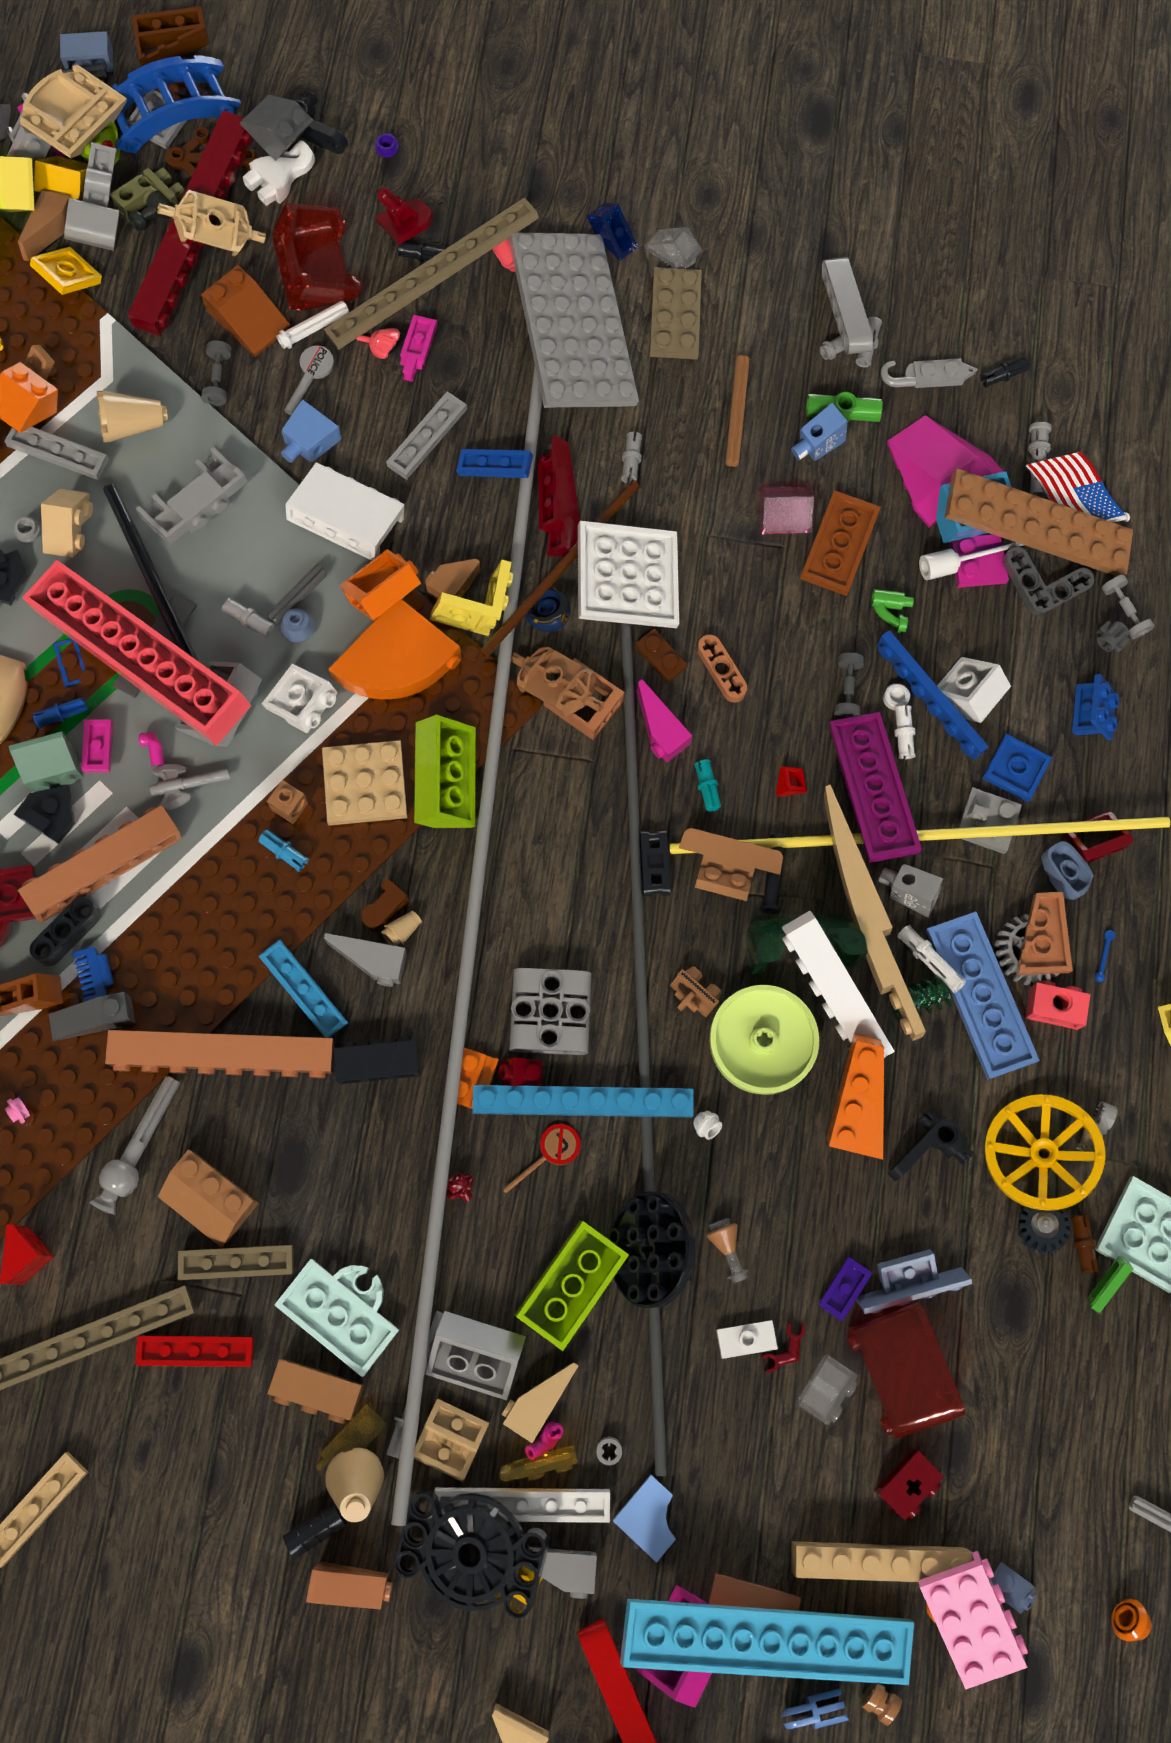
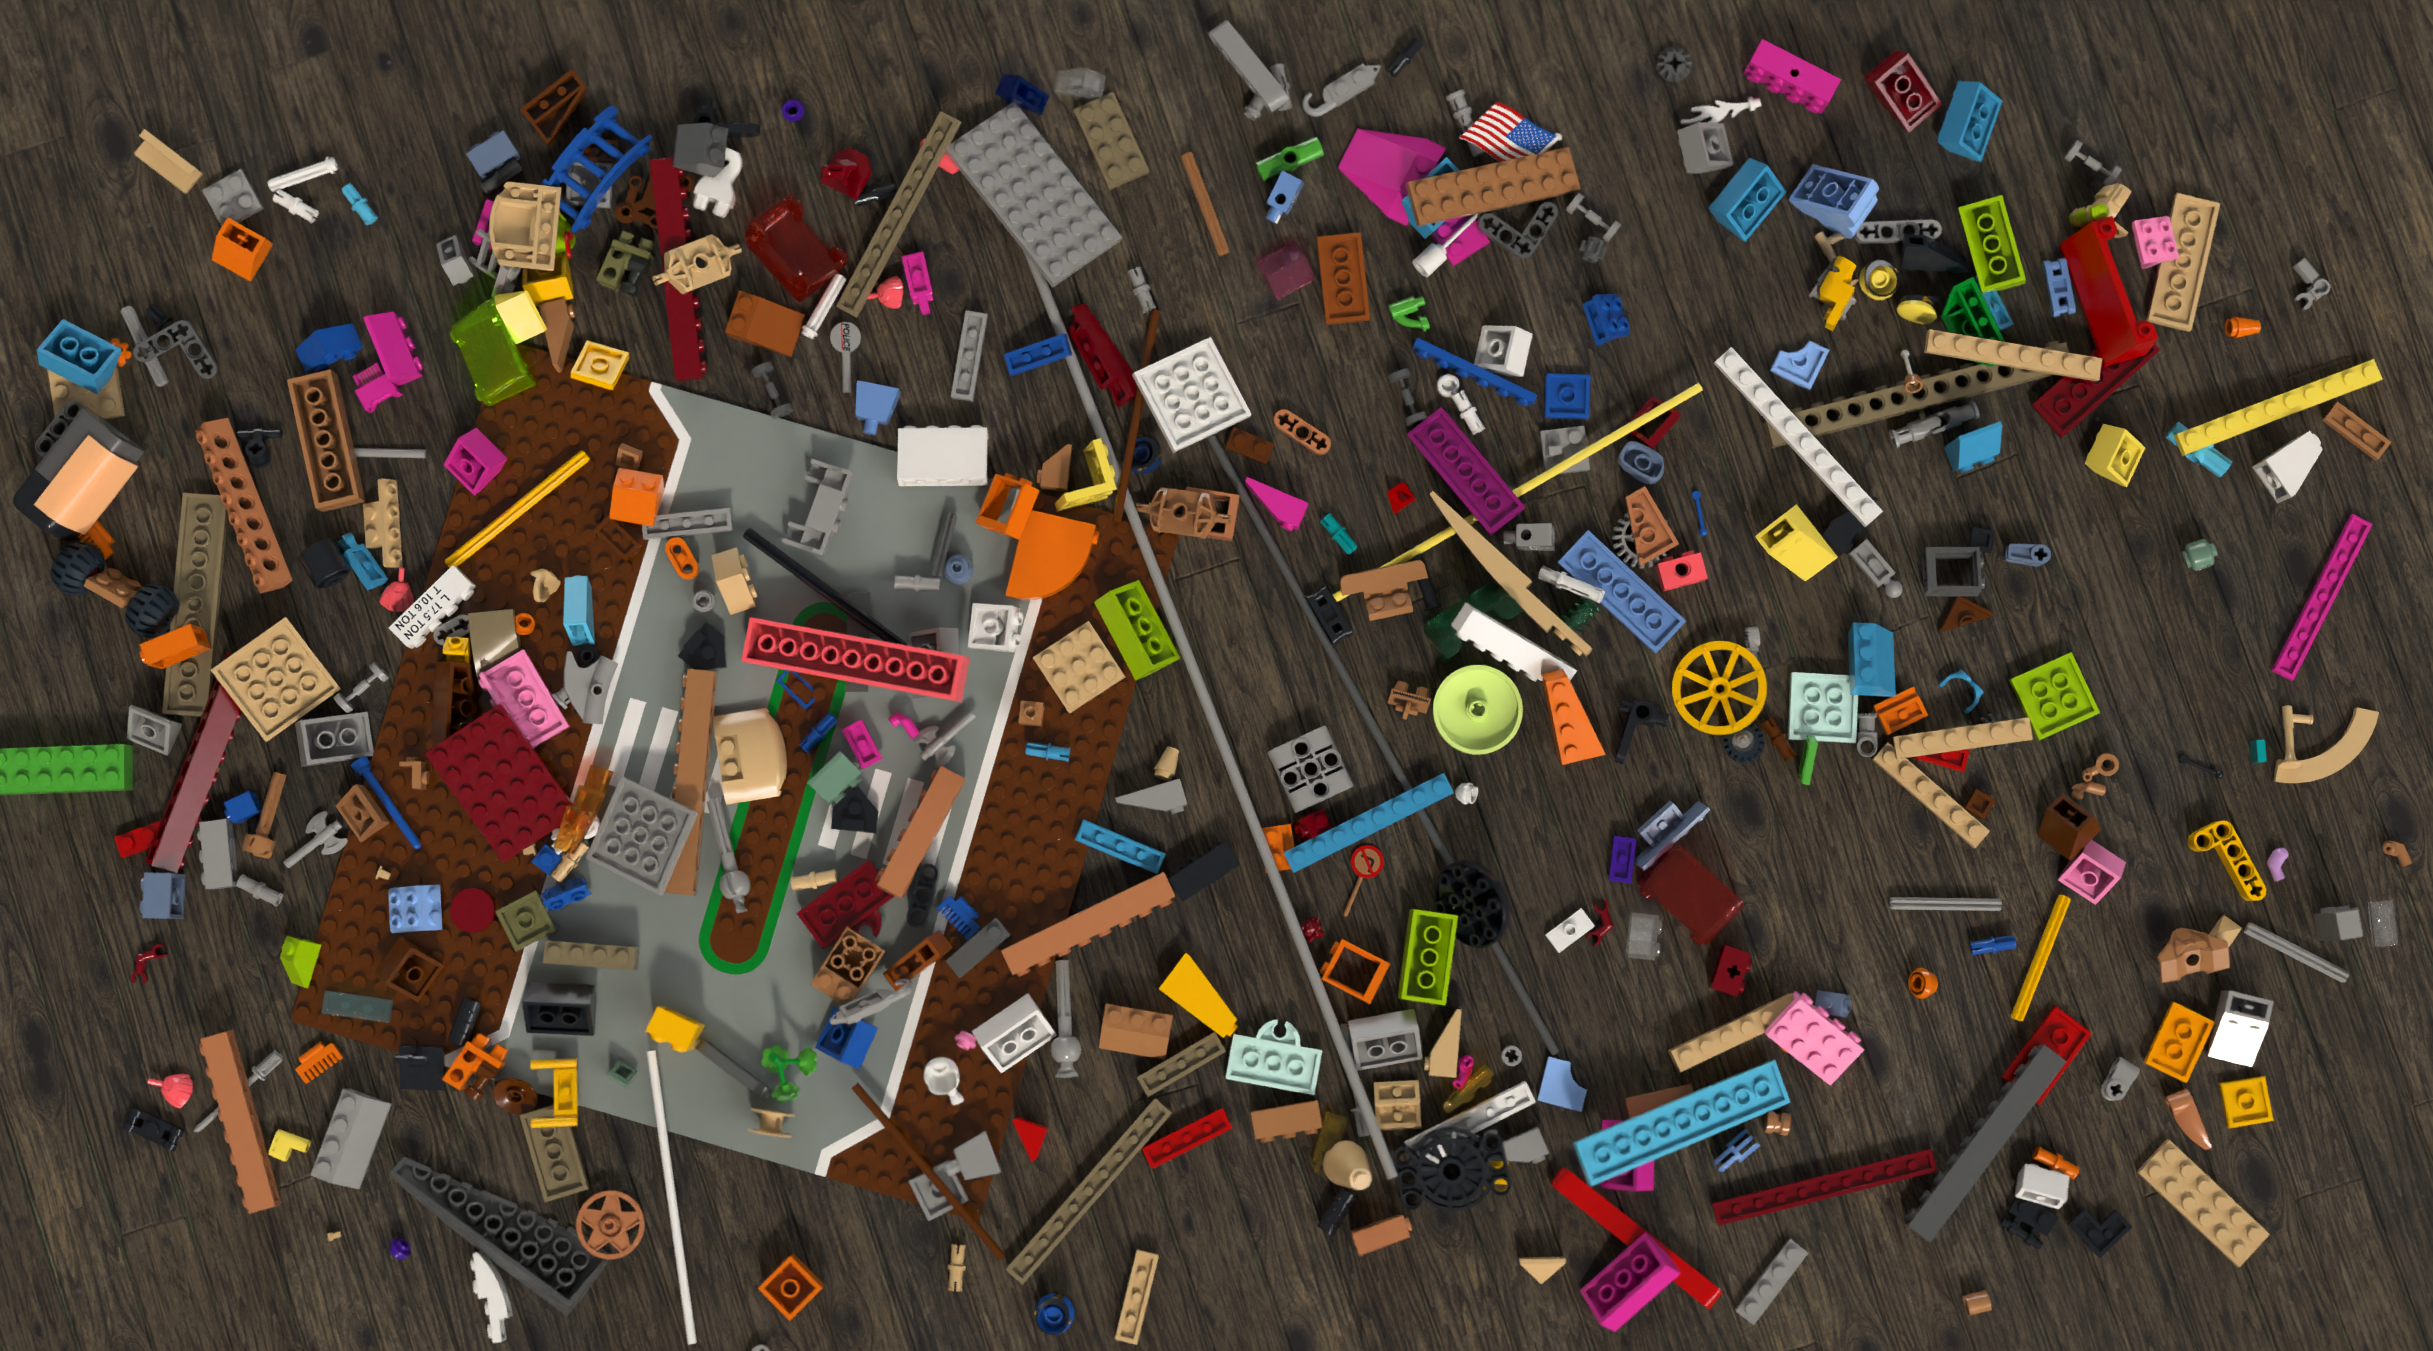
camera: 20 degrees left, 10 degrees up
(30, 482) = (682, 559): none -> orange plate
(72, 1130) = (1014, 1033): none -> white slope
(91, 219) = (595, 309): light grey plate -> none
(128, 415) = (728, 467): tan cone -> none
(295, 1195) = (1195, 993): none -> yellow slope
(385, 908) = (1144, 763): reddish brown leg -> none
(455, 1238) = (1375, 981): none -> orange window
(724, 1237) = (1518, 867): piece -> none

